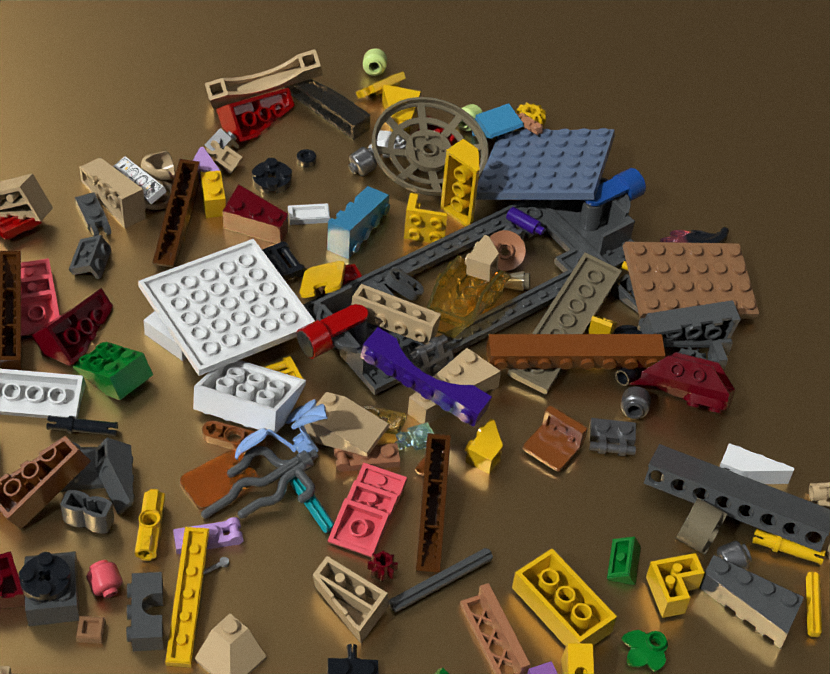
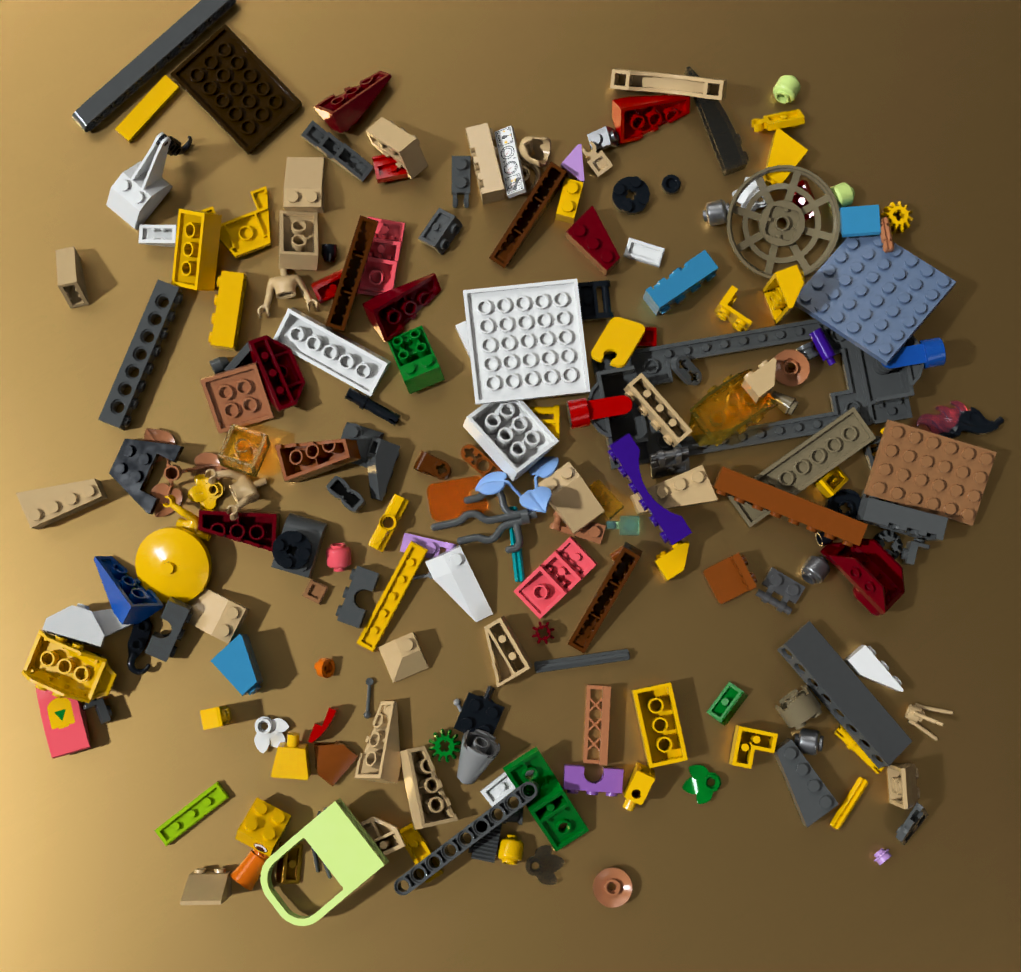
camera: 30 degrees right, 35 degrees up
(175, 455) = (430, 464): none -> reddish brown piece
(257, 544) = (458, 580): none -> white wedge

